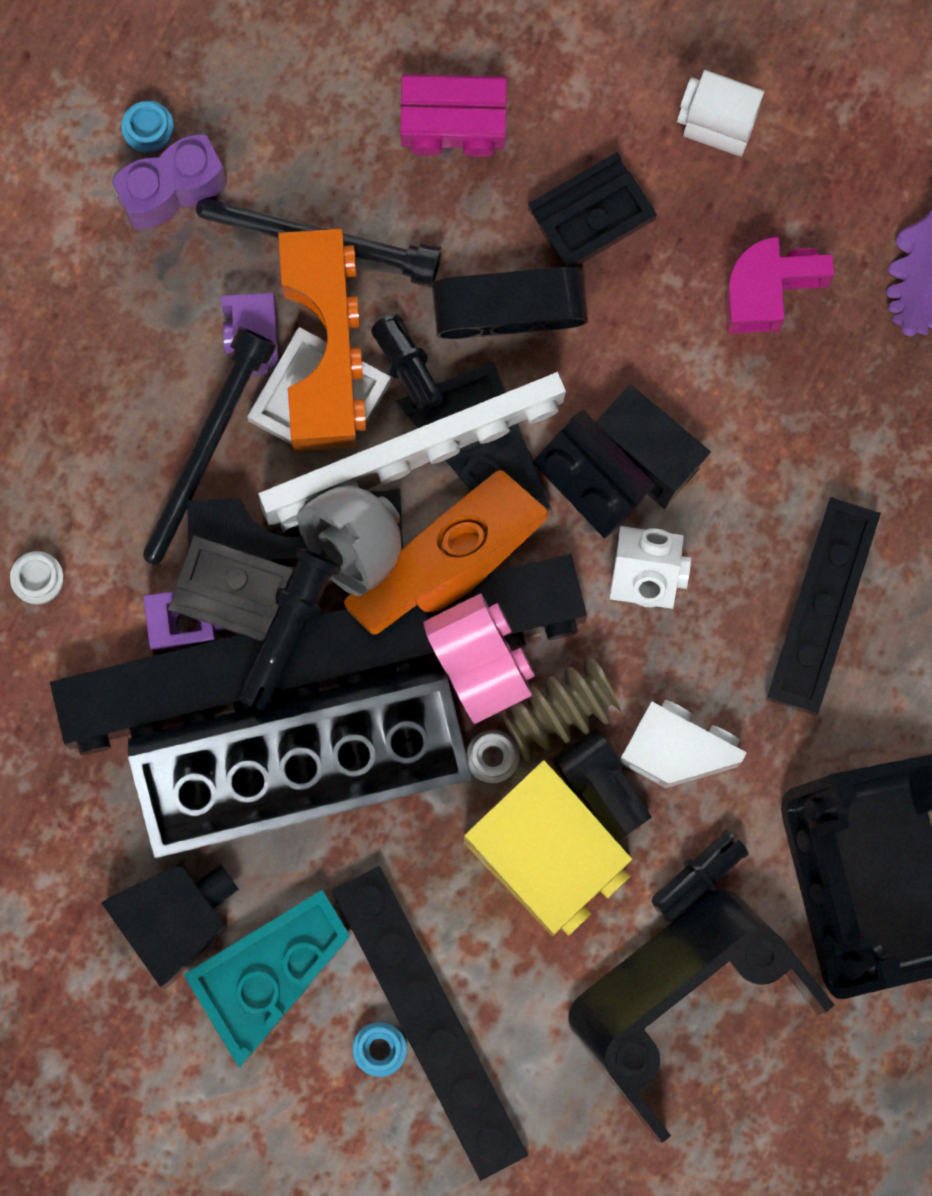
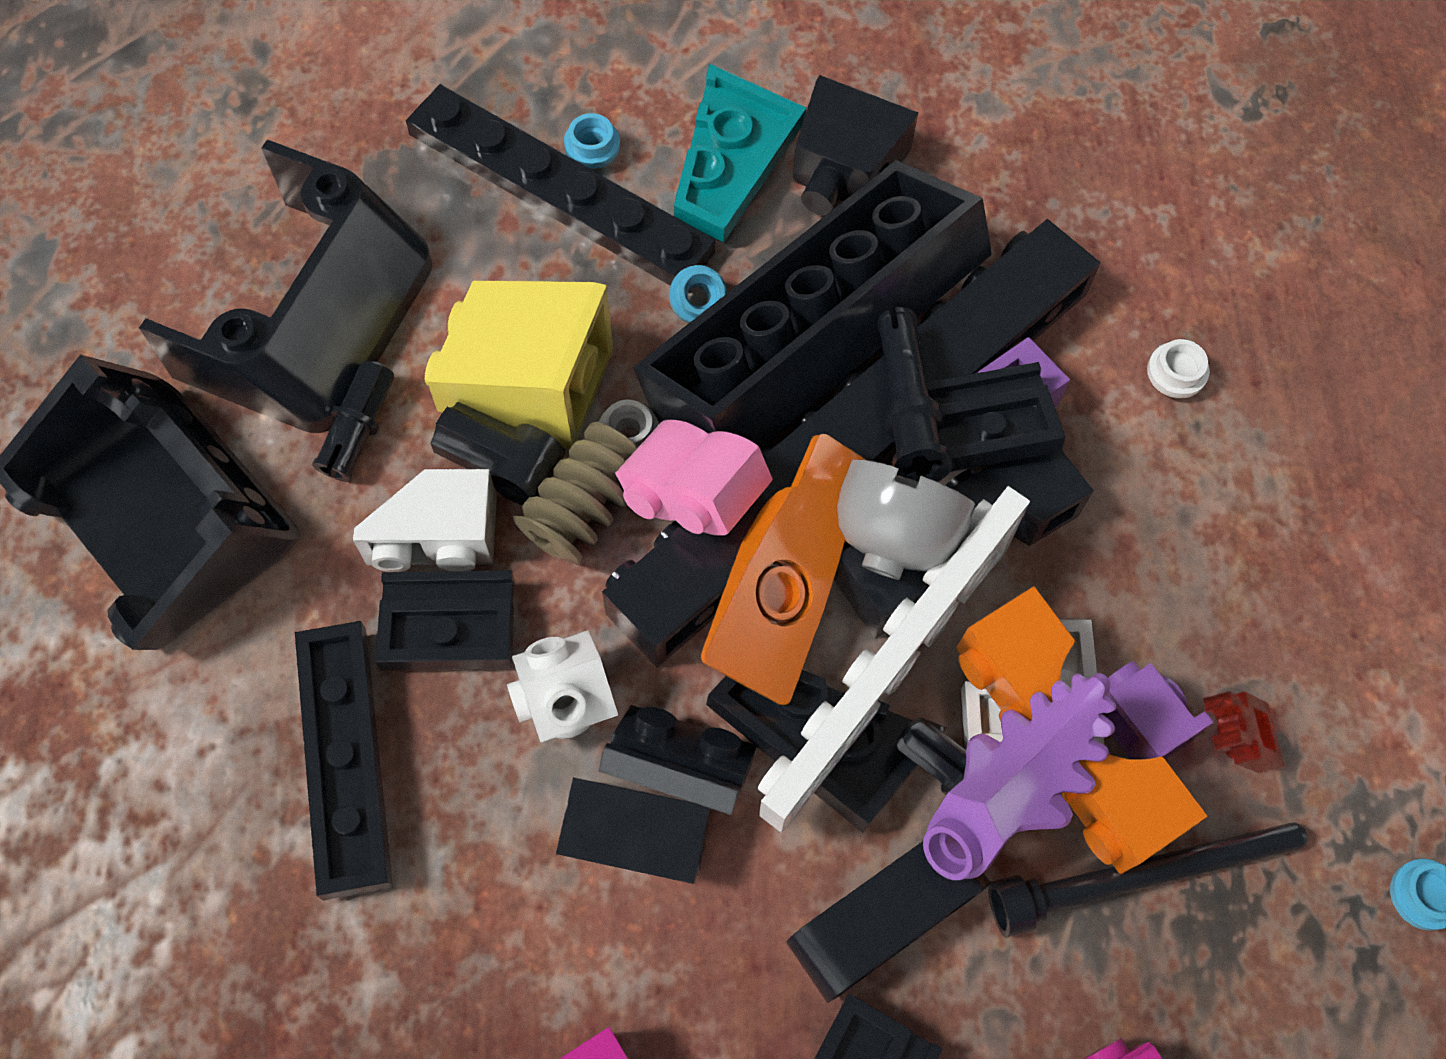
camera: 150 degrees right, 15 degrees down
(181, 177) = (1360, 833): medium lavender brick -> none
(196, 282) = (1245, 731): none -> clear red plate
(249, 354) = (1139, 666): black piece -> none
(371, 832) = (700, 277): none -> medium azure plate
(386, 319) = (1022, 778): none -> medium lavender plant
(705, 670) = (445, 620): none -> black plate

